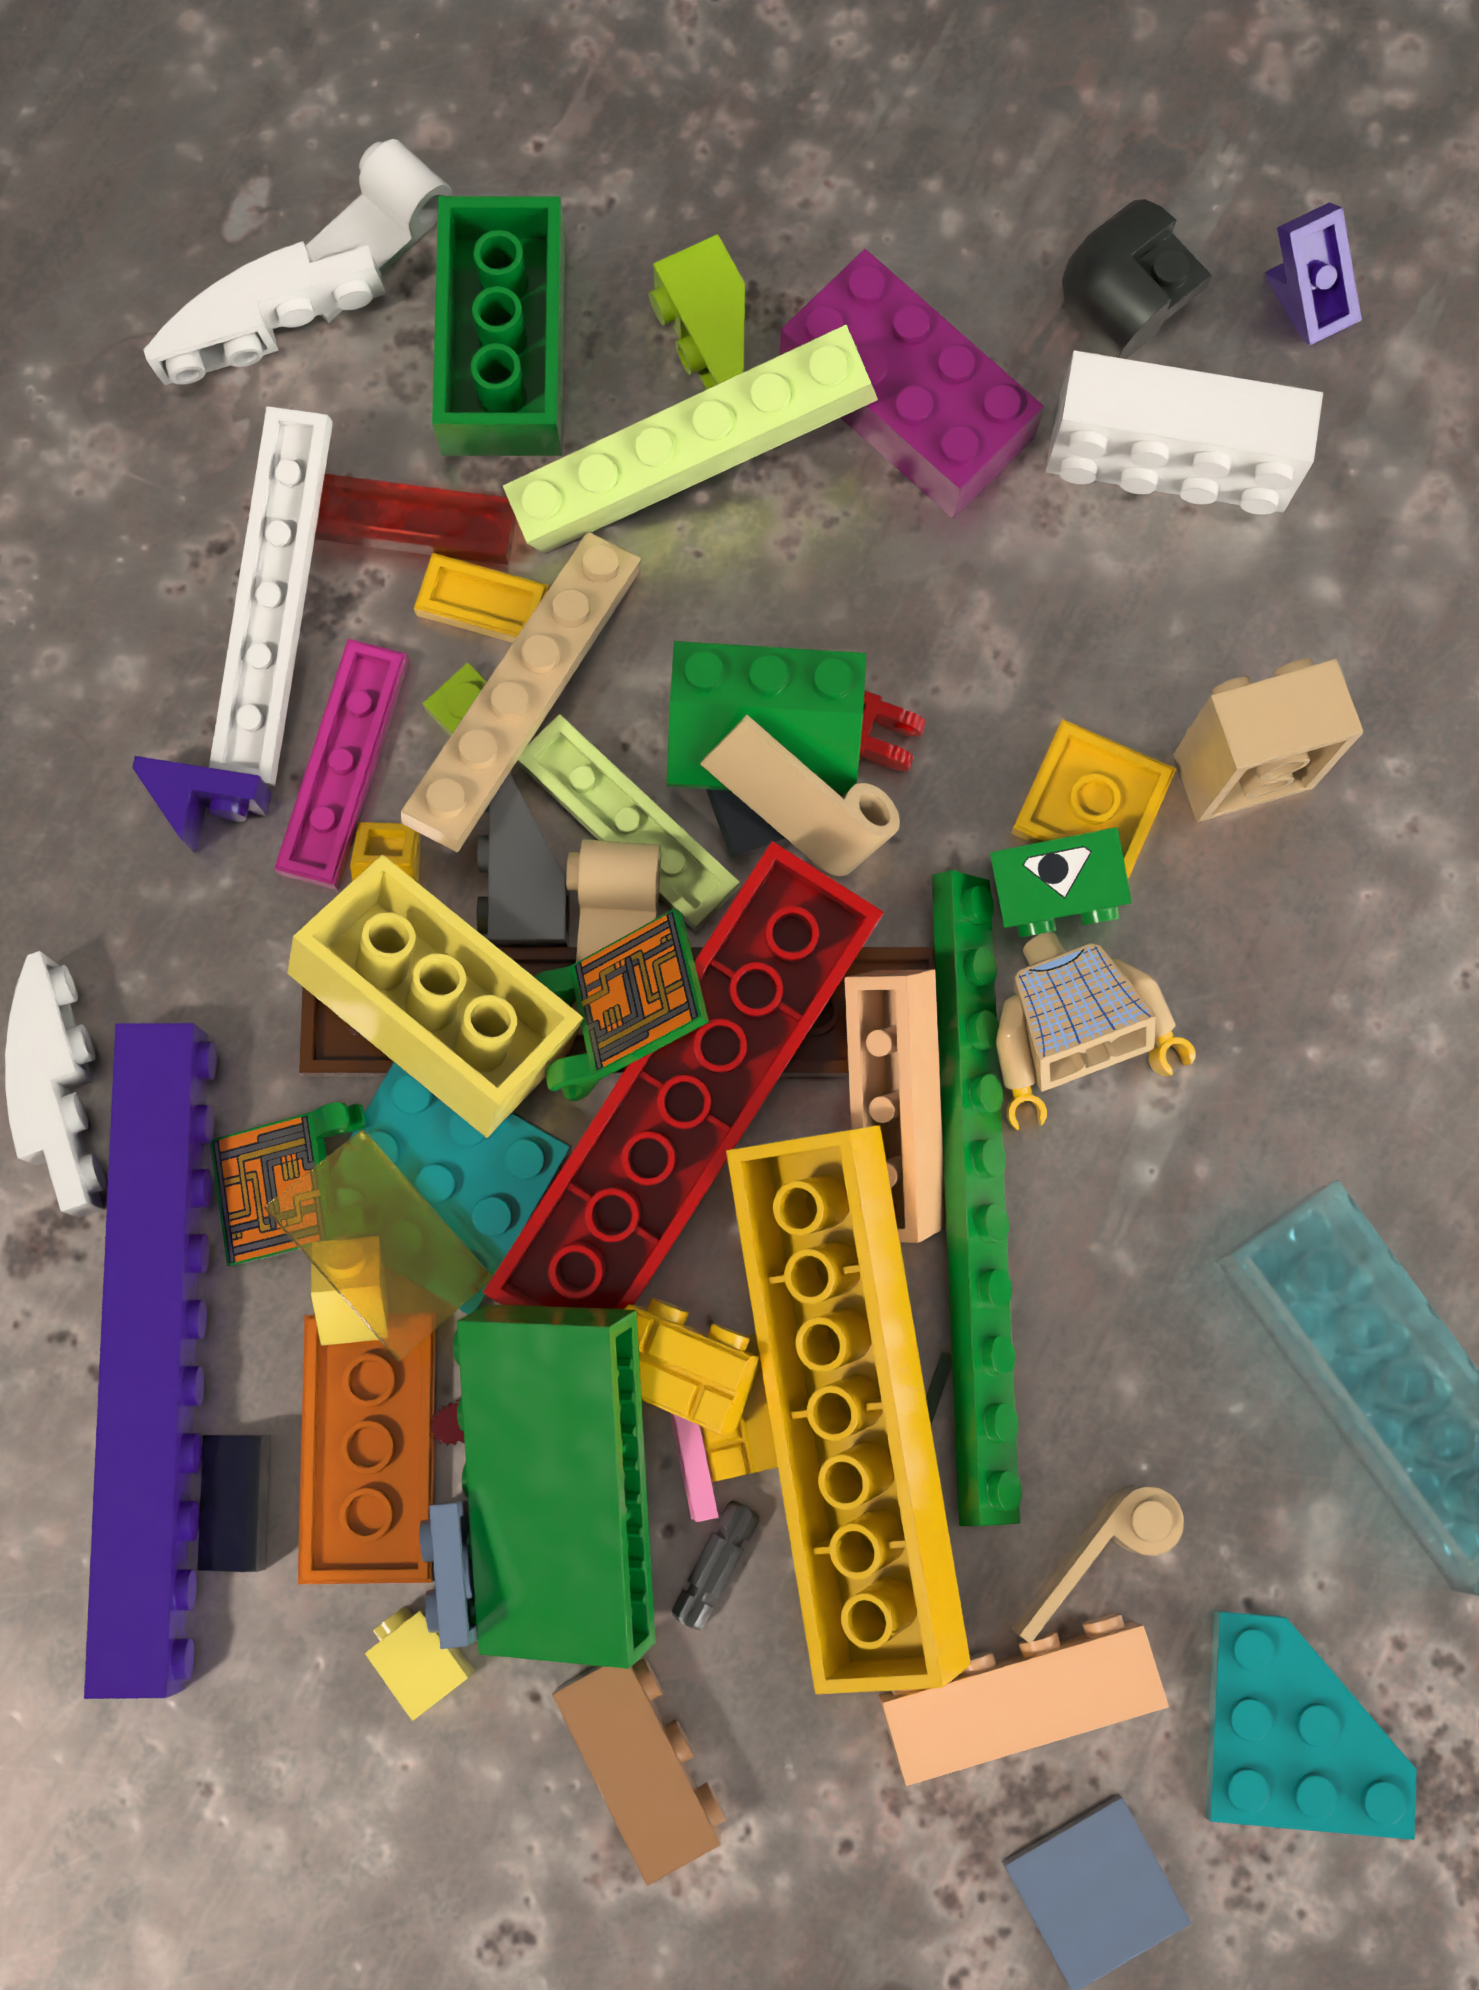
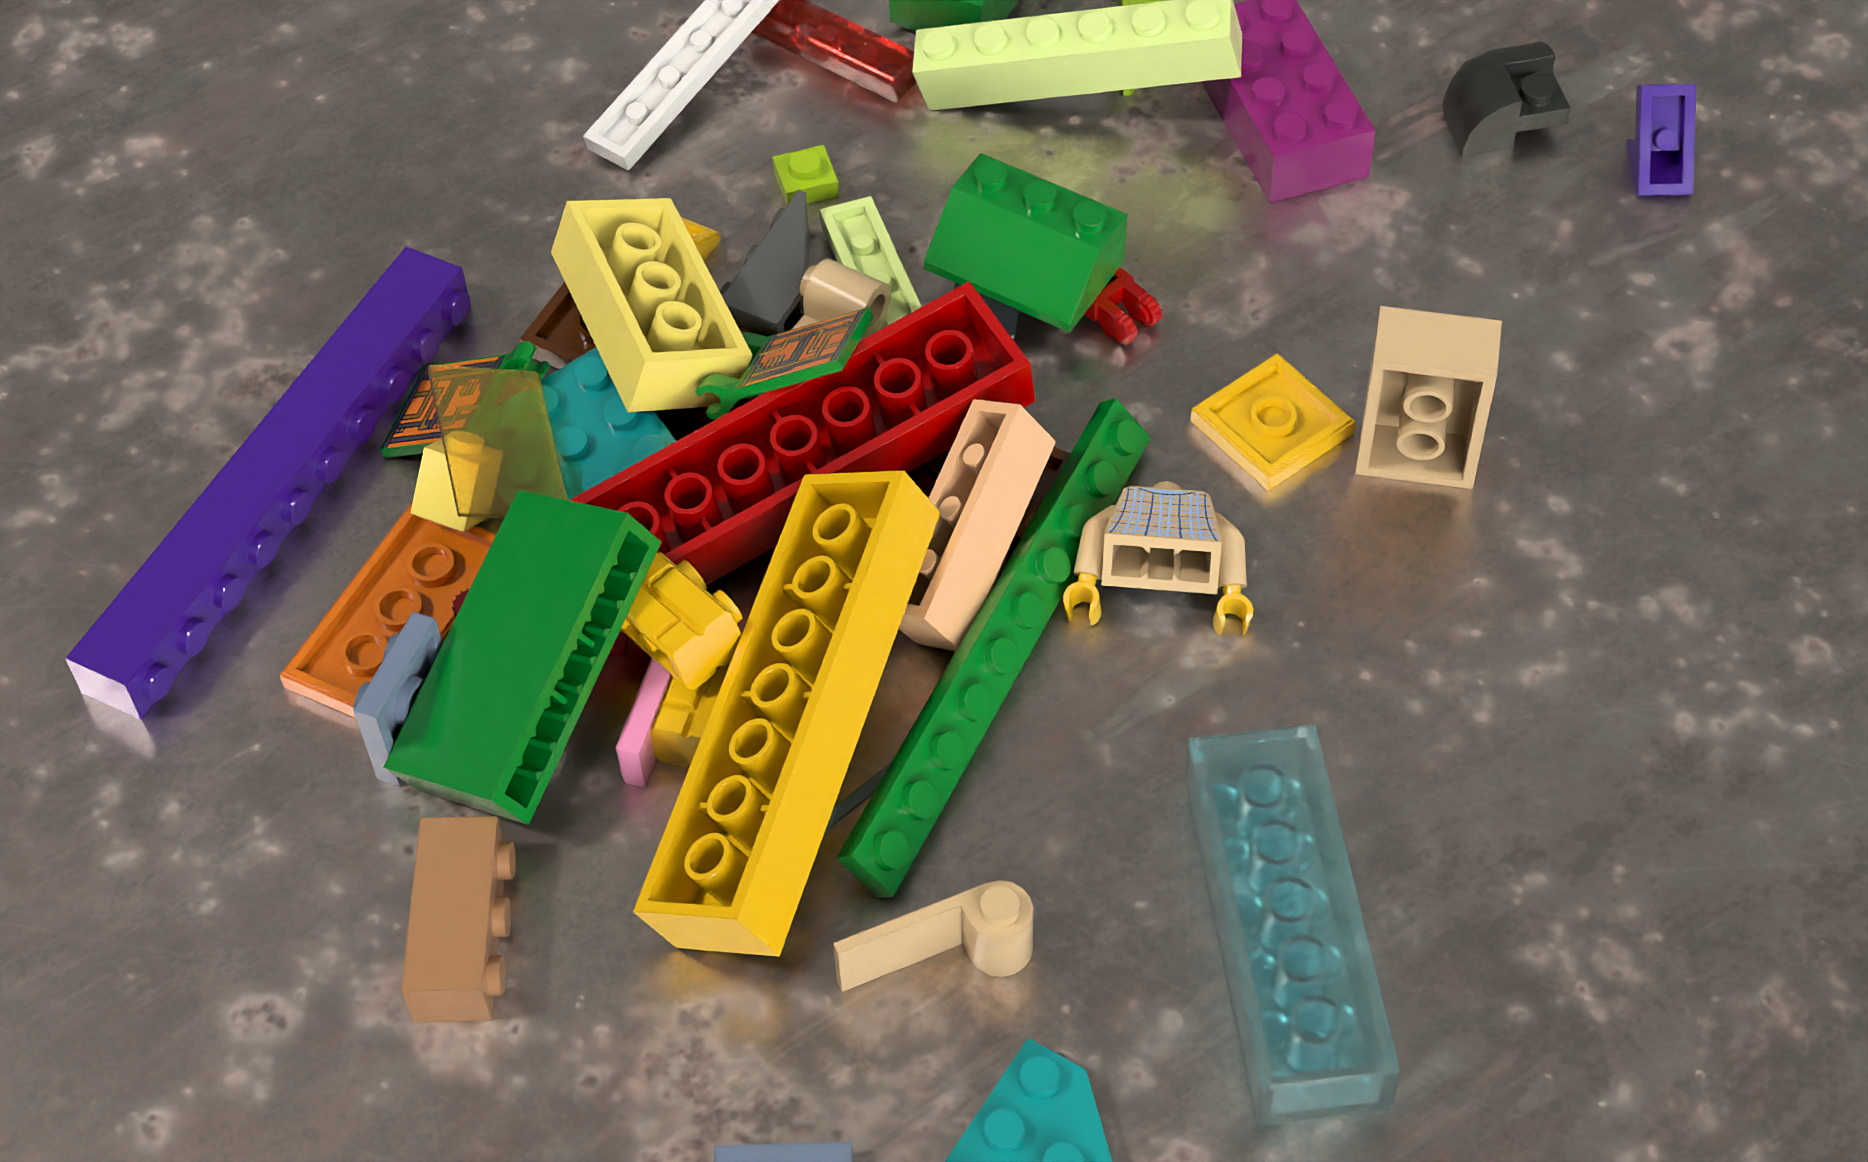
camera: 30 degrees right, 25 degrees down
(42, 1062) = (331, 269): white slope -> none
(187, 789) = (570, 143): dark purple slope -> none
(234, 1503) = (274, 604): black slope -> none
(342, 764) = (708, 158): dark pink tile -> none
(413, 1662) = (333, 766): light yellow brick -> none
(477, 598) = (862, 117): yellow tile -> none
(520, 692) = (848, 163): tan plate -> none
(715, 1565) = (616, 812): dark grey axle -> none
(824, 826) = (1003, 275): tan door -> none
(1025, 1699) = (808, 1020): light nougat brick -> none
(1061, 879) = (1206, 444): green brick -> none
(1183, 433) = (1483, 190): white brick -> none

